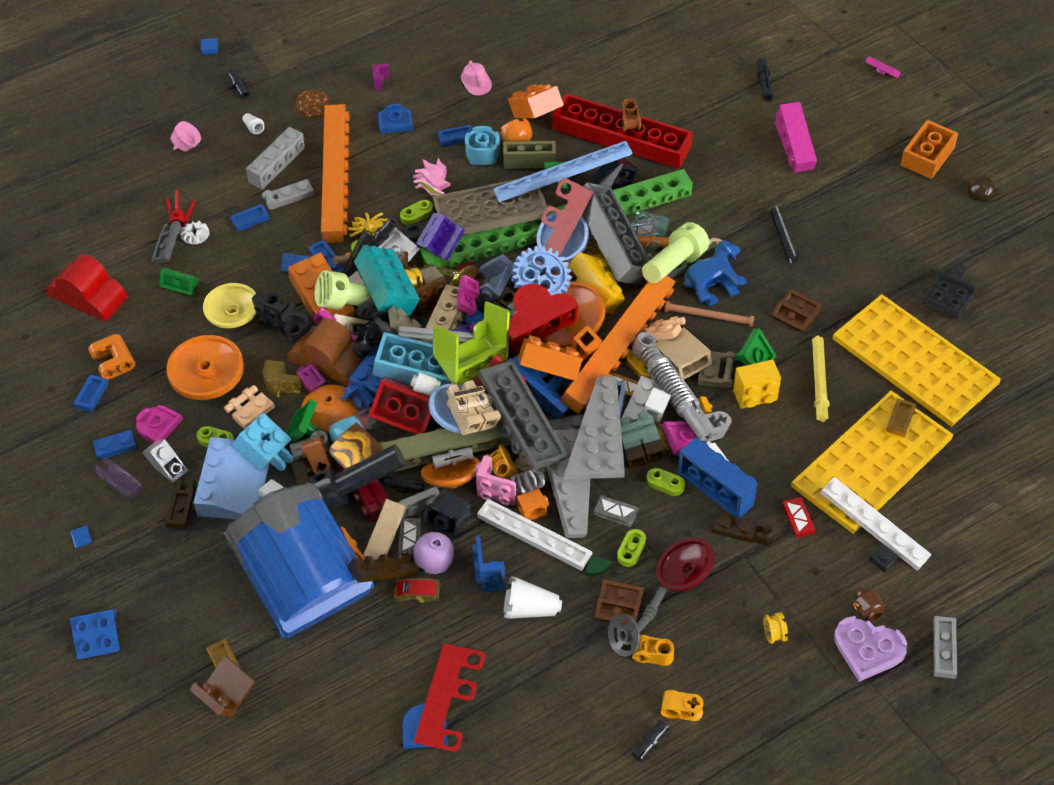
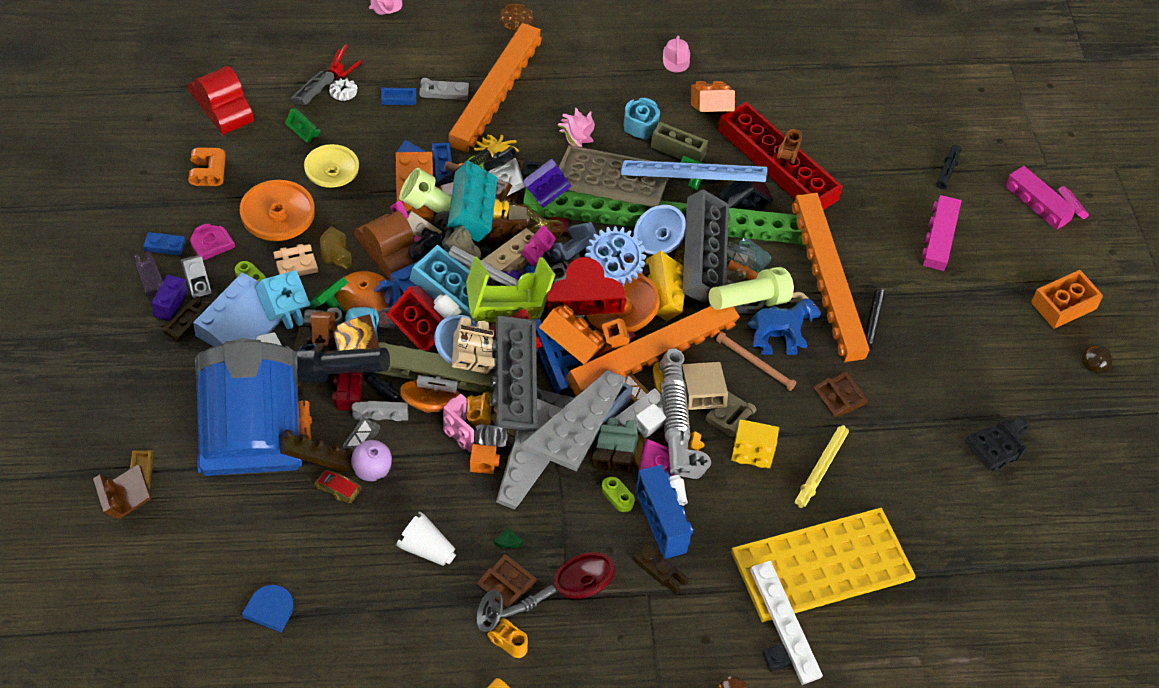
camera: 20 degrees right, 0 degrees up
(80, 537) = (90, 309): blue piece -> none
(90, 393) = (172, 190): blue tile -> none
(95, 634) = (49, 395): blue bracket -> none
(153, 492) = (169, 298): none -> dark purple brick
(253, 123) = (452, 15): white cone -> none
(275, 158) = (451, 52): light grey brick -> none
(280, 316) = (365, 192): black plate -> none
(310, 377) = (361, 258): magenta bracket -> none
(380, 72) = (590, 14): magenta bracket -> none
(385, 529) = (341, 420): tan tile -> none
(395, 119) = (580, 61): blue tile -> none
(416, 212) = (544, 153): lime plate -> none
(443, 688) = (305, 582): red piece -> none
(447, 514) = (402, 432): black brick -> none
(453, 135) = (621, 97): blue tile -> none
(488, 575) = (405, 501): blue bracket -> none
(516, 131) = (679, 118): orange cylinder -> none
(534, 534) = (470, 486): white plate -> none
(567, 219) = (669, 215): piece -> none
(616, 511) = (556, 499): clear tile -> none
(631, 549) = (547, 538): lime plate -> none
(665, 329) = (702, 355): light nougat plate -> none
(730, 214) = (830, 278): none -> orange brick
(755, 349) = (774, 412): green tile -> none
(775, 628) = (631, 671): yellow wheel -> none
(798, 517) = (719, 583): red tile -> none
(854, 74) = (1040, 197): none -> dark pink brick
(901, 417) = (873, 536): pearl gold tile -> none
(916, 359) = (926, 491): yellow plate -> none

